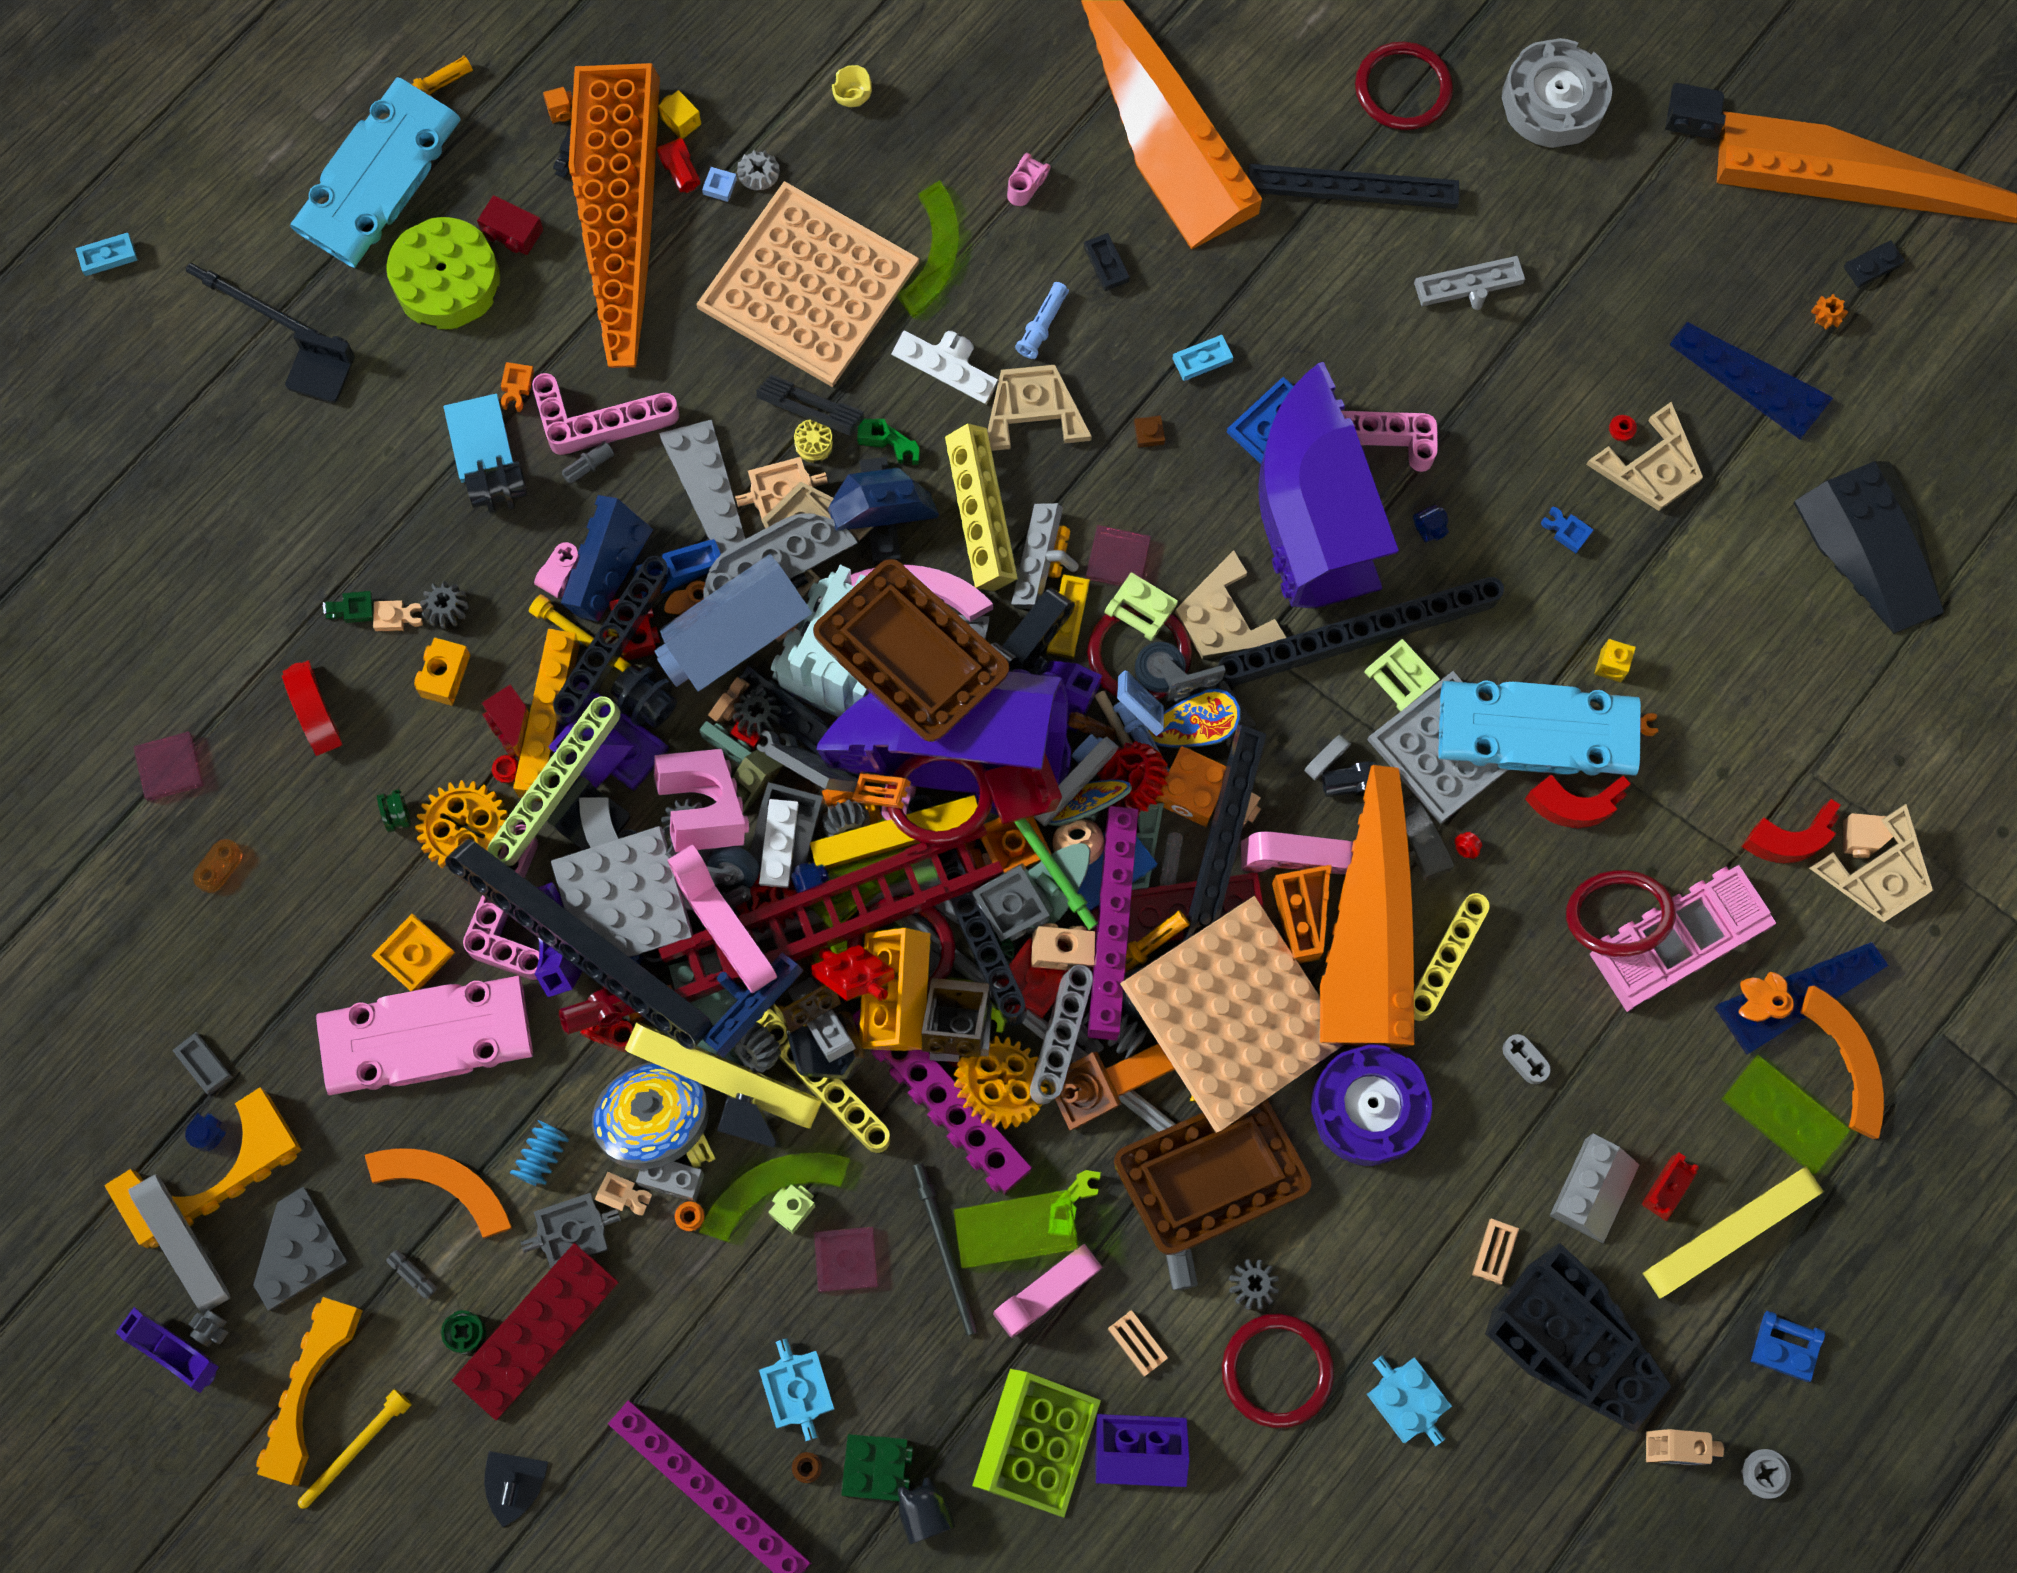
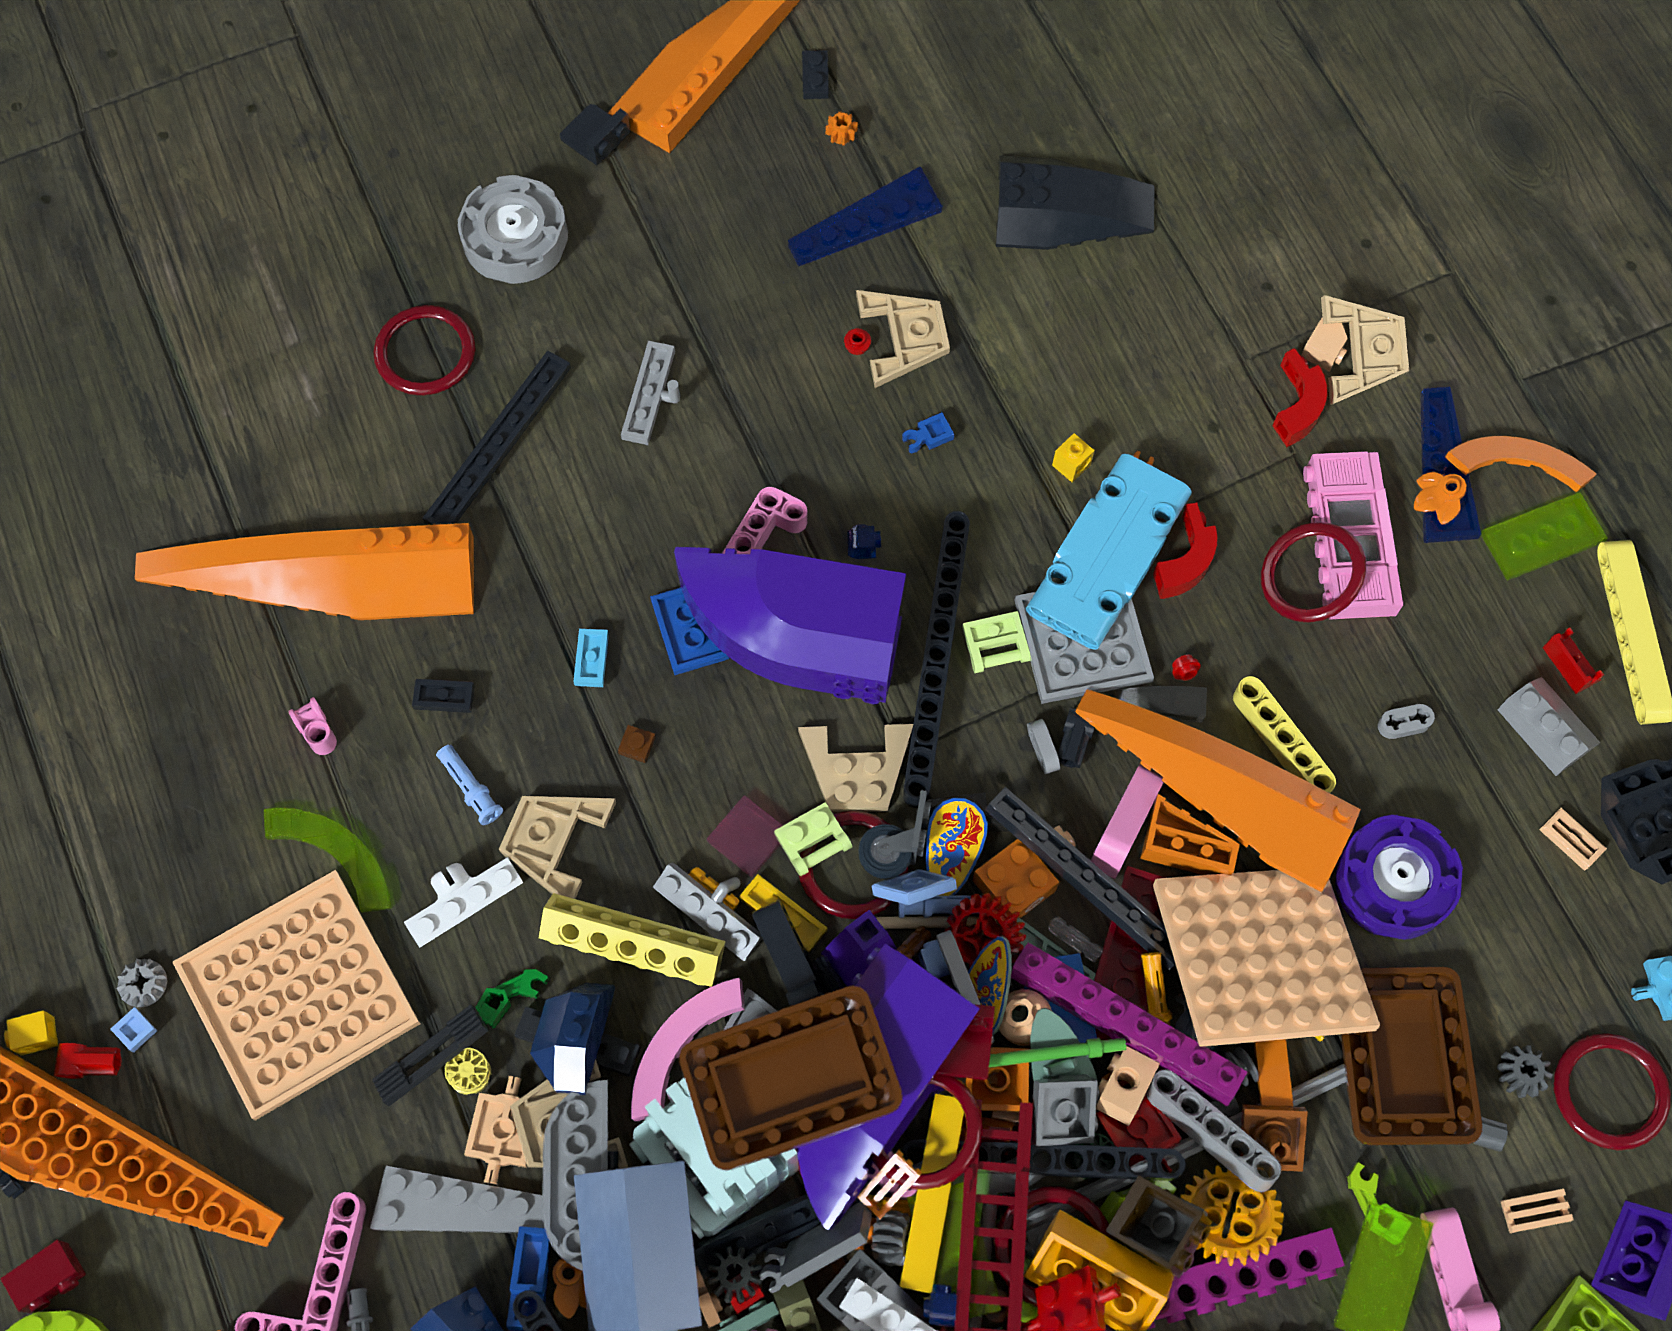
camera: 60 degrees left, 5 degrees down
(852, 86) = (112, 843): light yellow hair -> none

